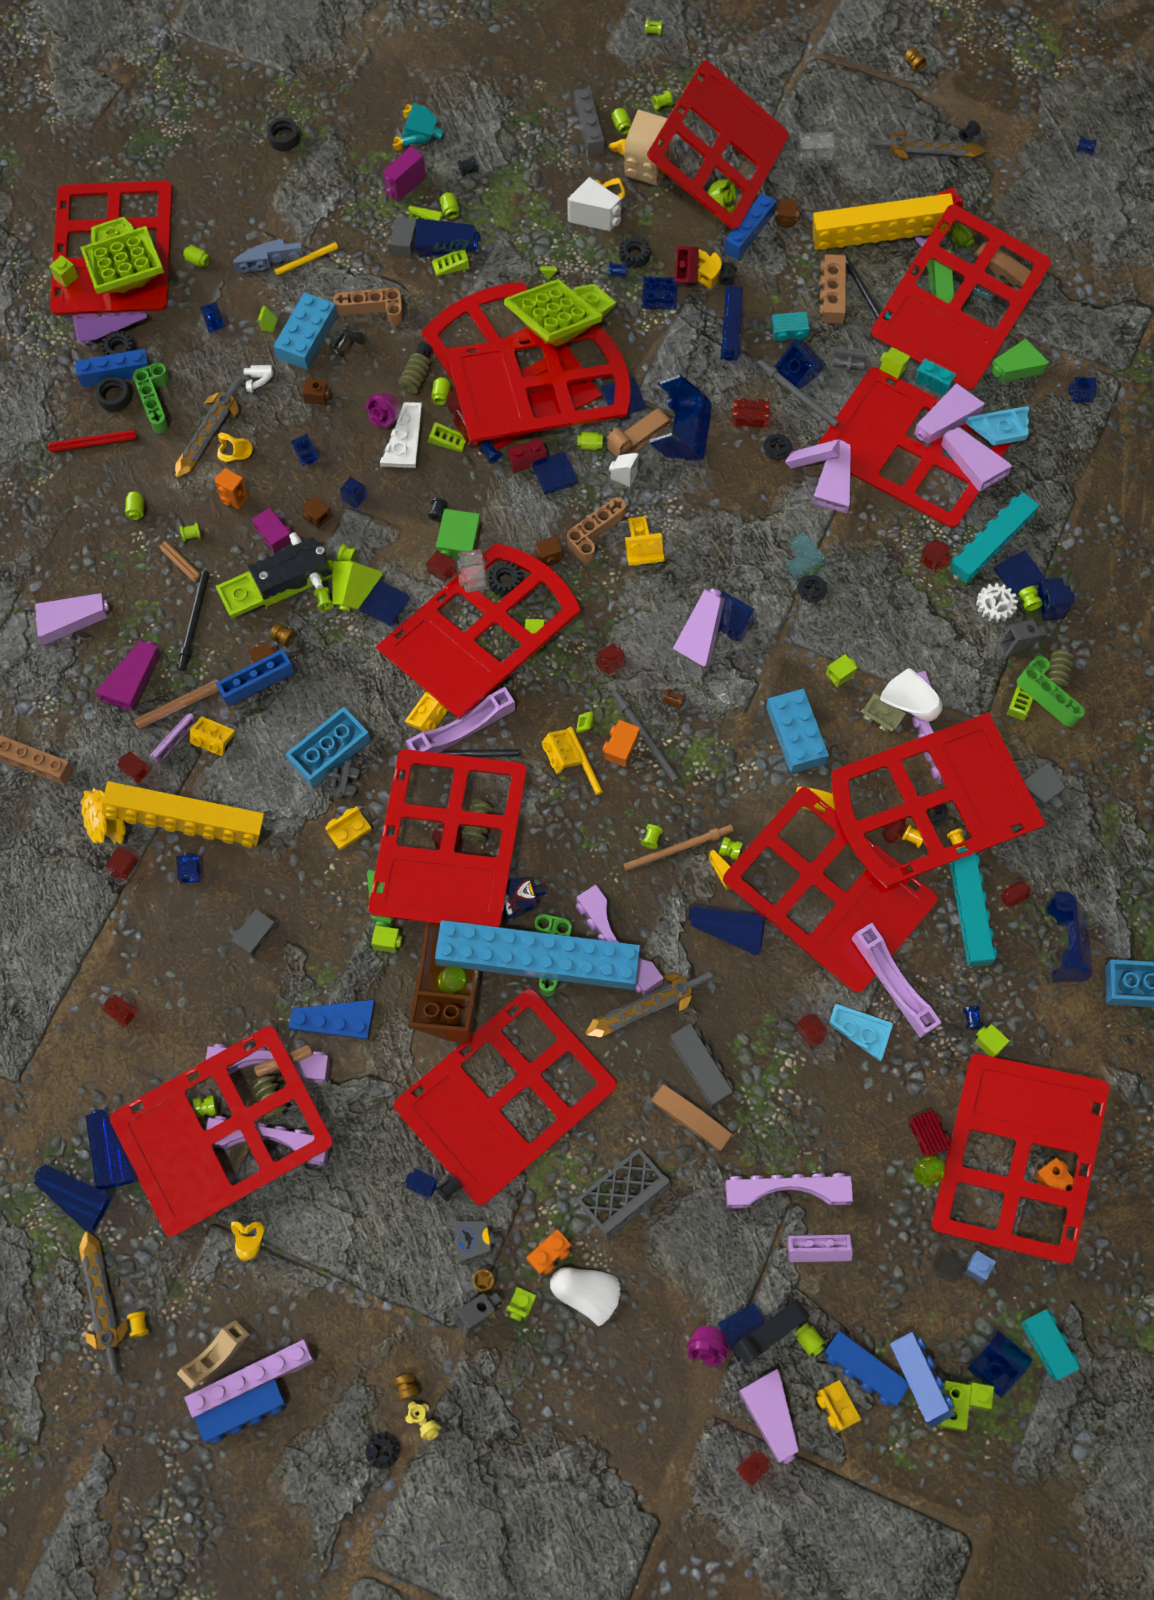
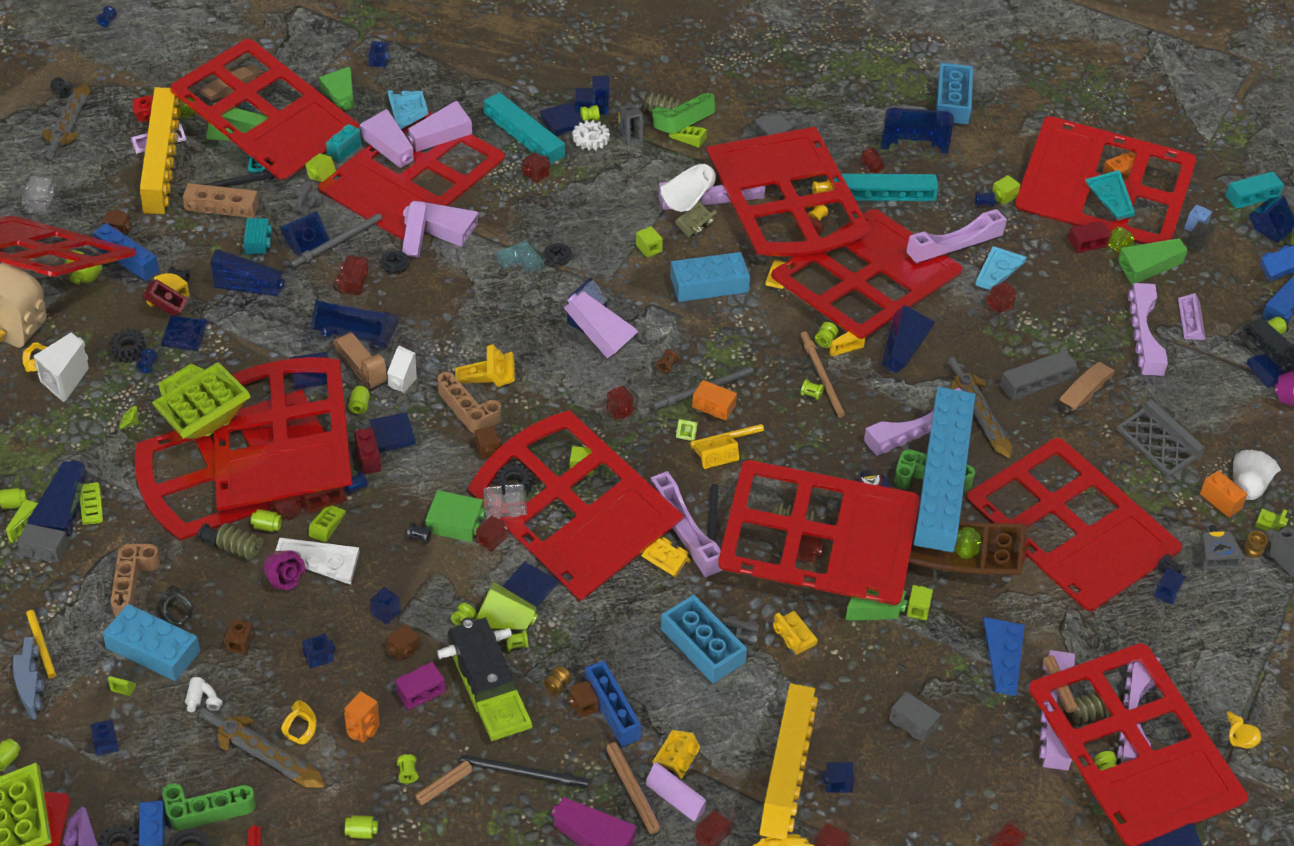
camera: 90 degrees left, 20 degrees down
(902, 1203) = (1151, 259): none -> bright green slope
(995, 1162) = (1112, 193): none -> teal wing

